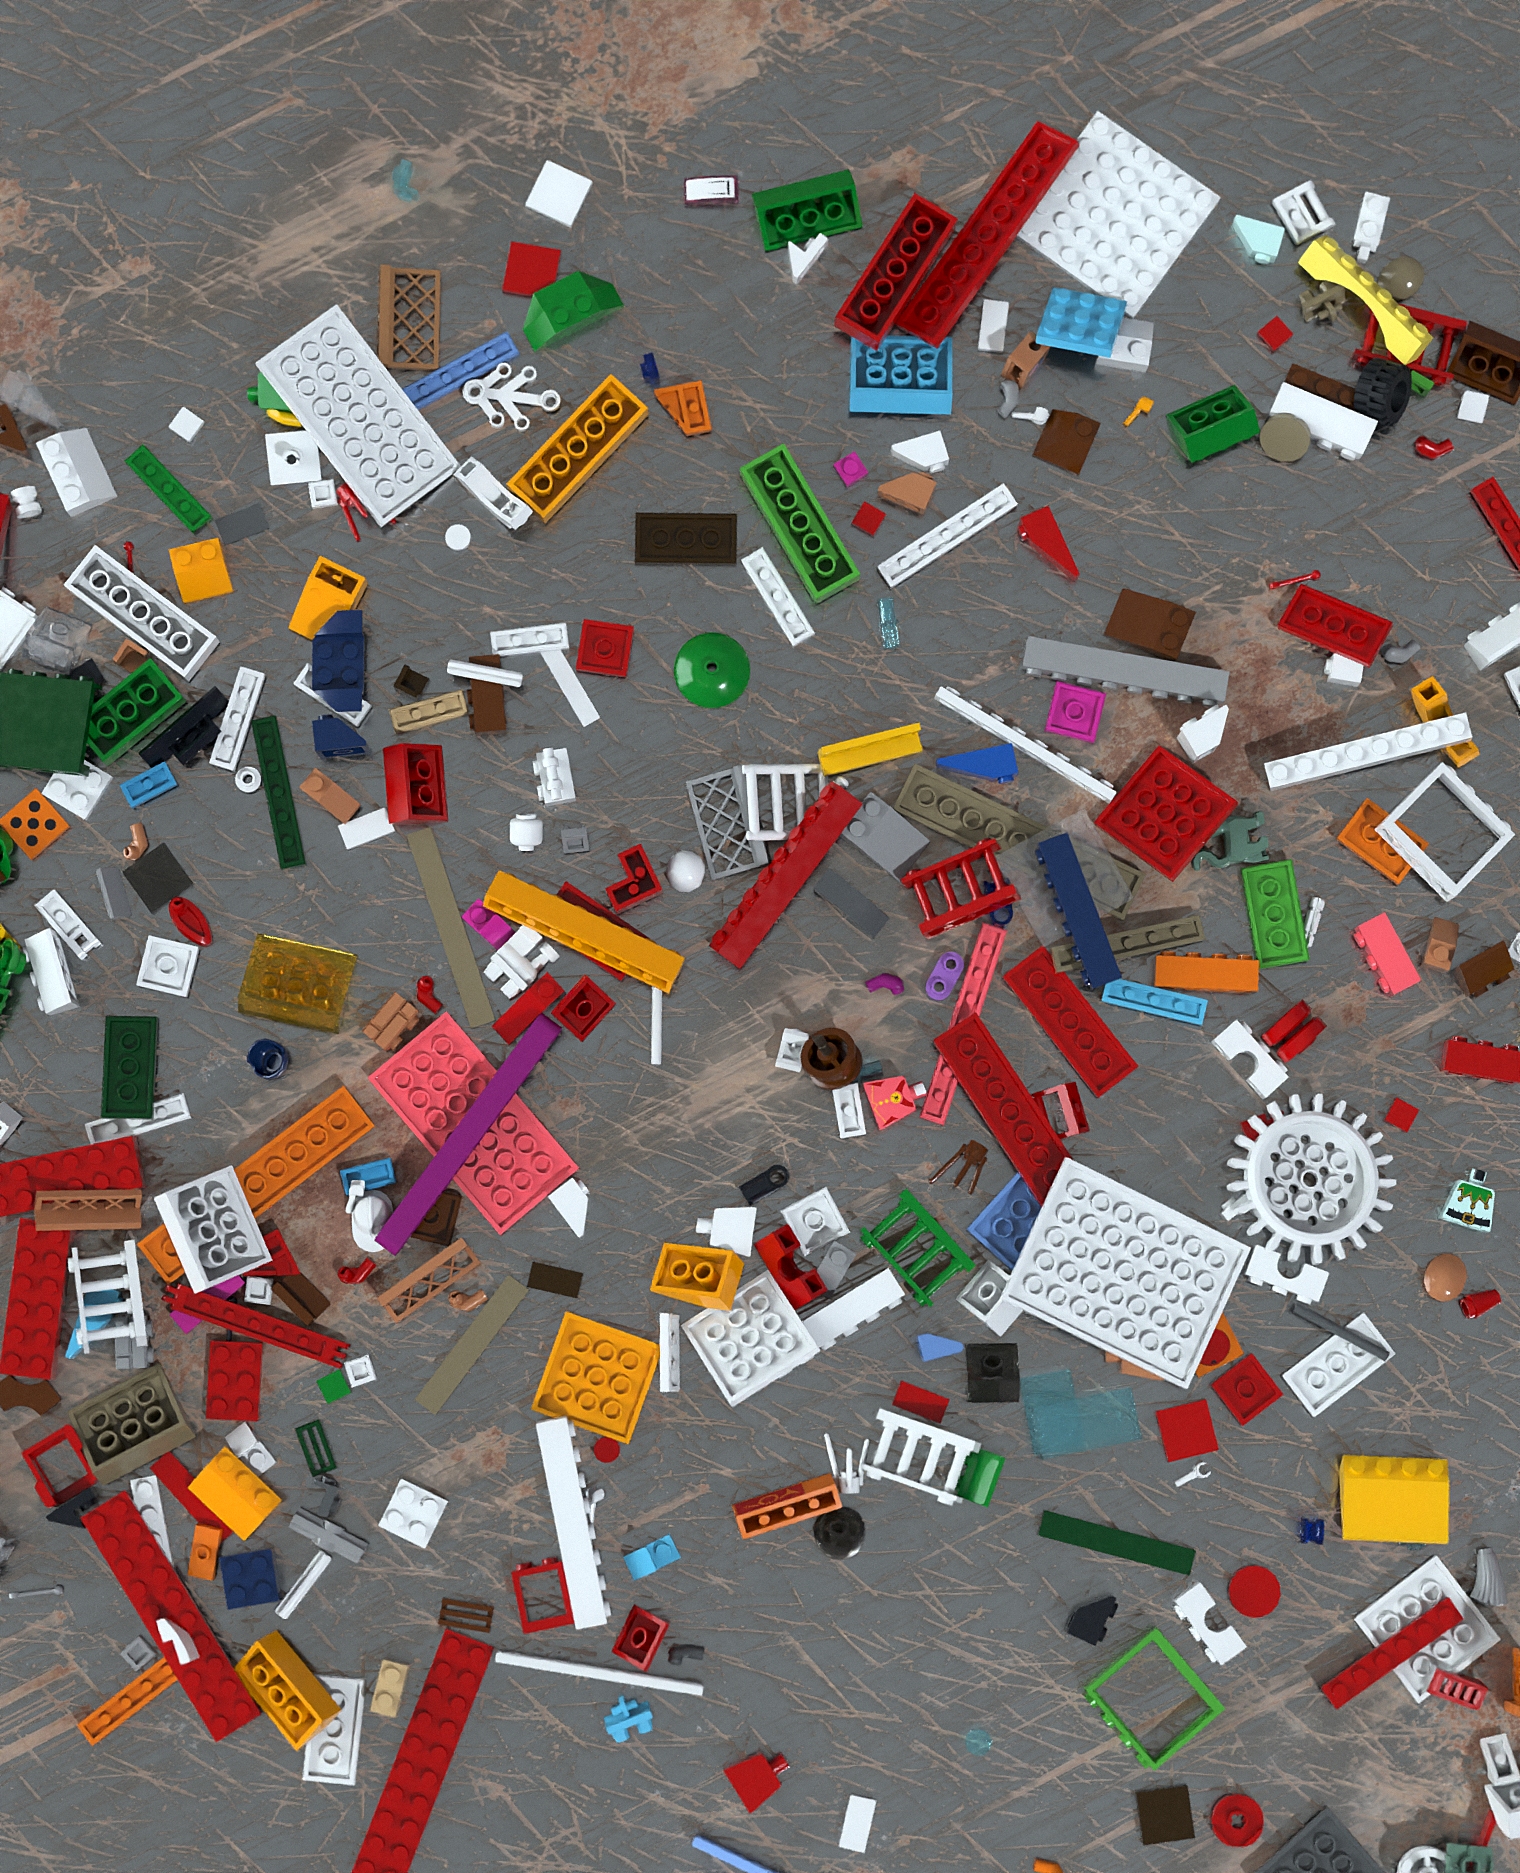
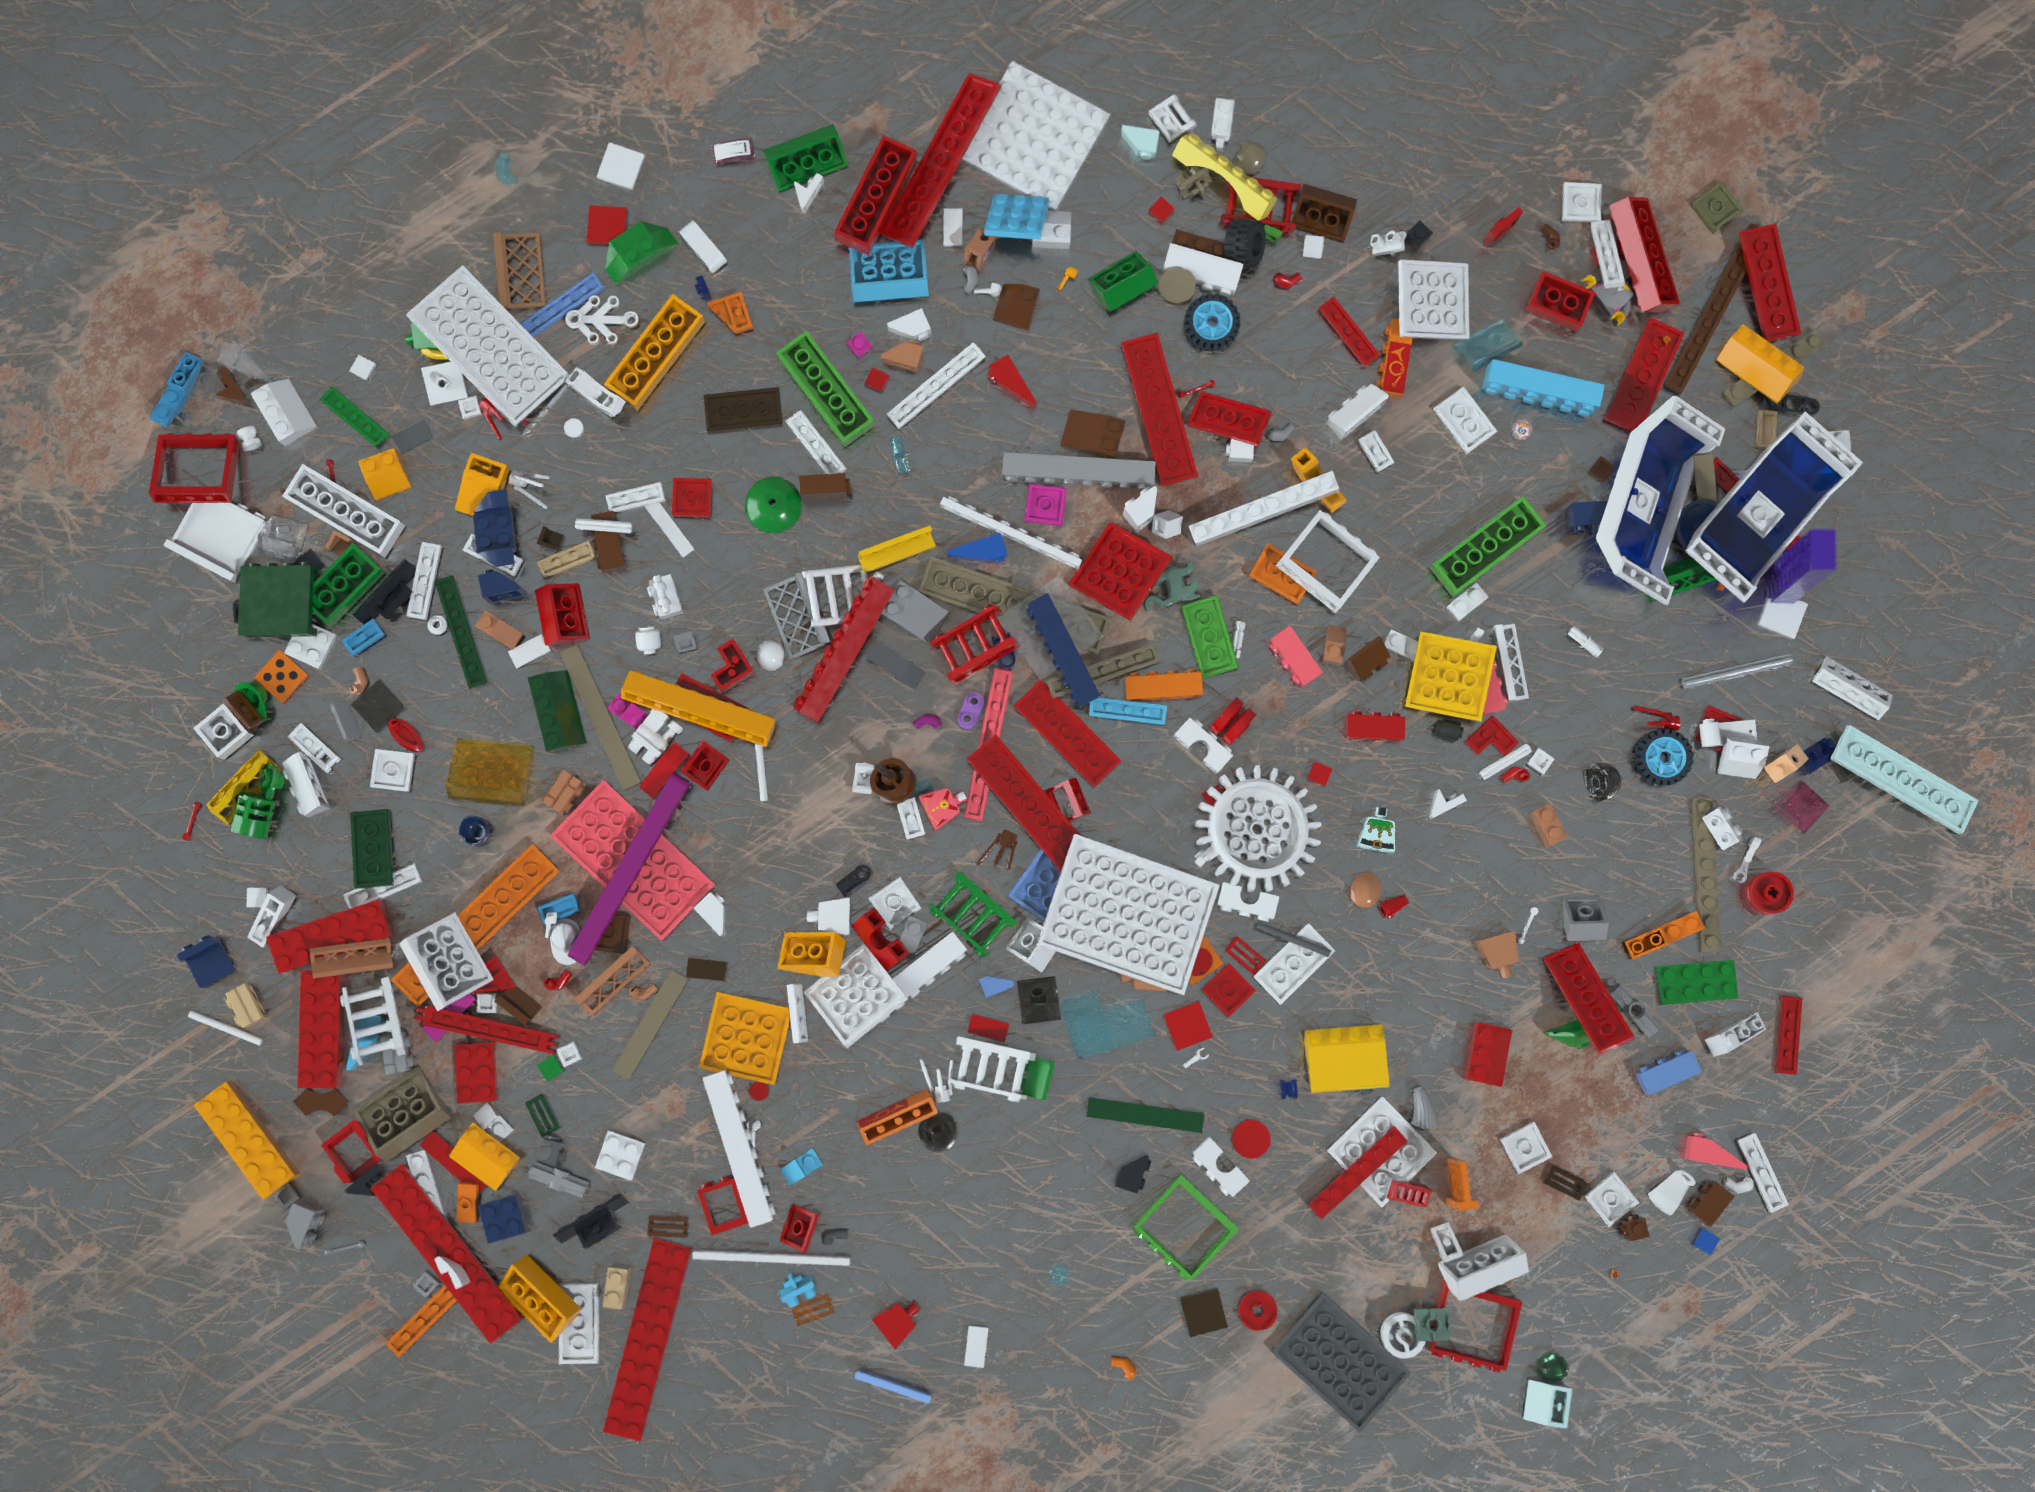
camera: 10 degrees left, 0 degrees up
(303, 1584) = (543, 1218): white axle -> none
(370, 1601) = (595, 1224): none -> black bracket
(380, 597) = (520, 480): none -> white plant
(395, 912) = (557, 711): none -> dark green slope
(425, 994) = (587, 770): red arm -> none
(656, 314) = (702, 246): none -> white beam
(667, 1743) = (829, 1304): none -> clear orange tile
(784, 655) = (824, 487): none -> reddish brown brick
(1235, 757) = (1167, 524): none -> white panel
(1242, 602) = (1159, 409): none -> red plate
(1258, 1329) = (1246, 966): none -> red tile
(1339, 479) = (1215, 308): none -> wheel

